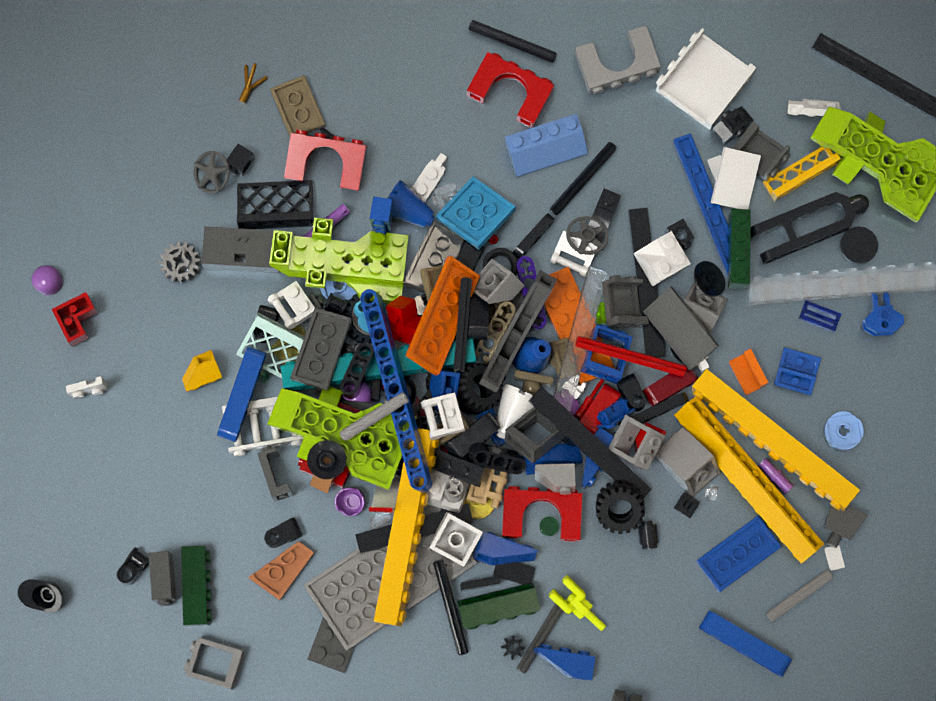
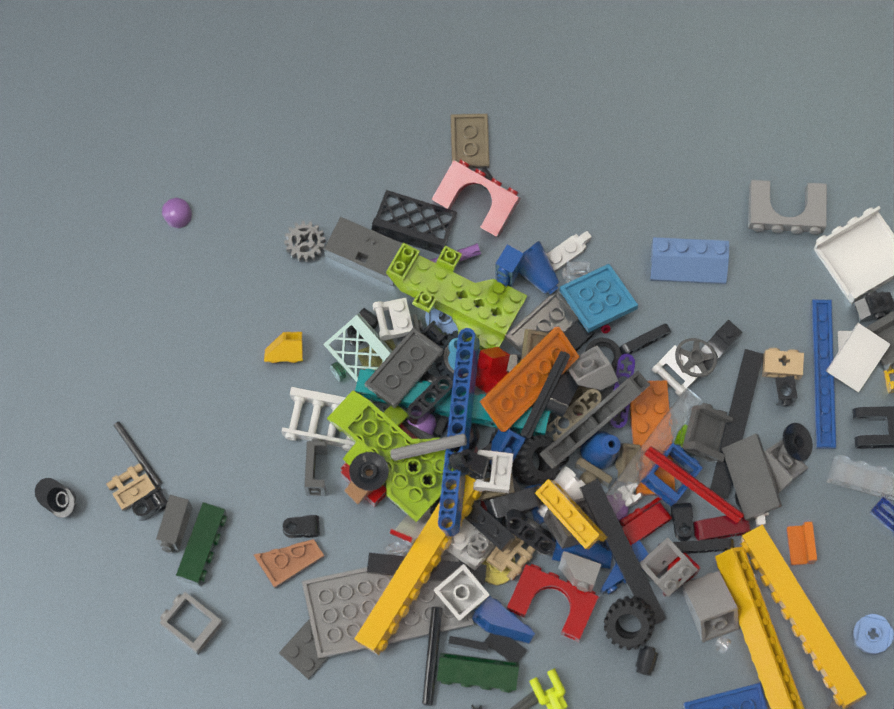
camera: 20 degrees right, 5 degrees down
(70, 316) = (185, 252): red brick -> none
(84, 387) = (170, 322): white wing -> none
(101, 524) = (137, 453): none -> black bar
(112, 560) = (134, 490): none -> tan plate
(211, 172) = (366, 170): dark grey wheel -> none
(240, 160) = (397, 169): black brick -> none
(241, 394) = (314, 382): blue beam -> none
(248, 80) = (430, 106): pearl gold plant -> none
(350, 501) = (376, 520): medium lavender hair -> none
(418, 418) = (469, 463): none -> black piece
(495, 69) = (667, 173): red arch -> none
(512, 41) = (694, 153): black axle -> none
(528, 428) = (570, 514): none -> yellow fence
(548, 526) = (555, 616): clear green tile -> none
(583, 178) = (712, 304): black axle -> none
(609, 417) = (651, 535): blue hinge -> none
(661, 217) = (773, 367): none -> tan brick
(662, 258) = (759, 406): white slope -> none
(686, 505) = (694, 647): black tile -> none
(739, 248) = (836, 424): dark green brick -> none
(775, 475) = (791, 651): medium lavender pin -> none
(797, 371) = (849, 560): blue slope -> none

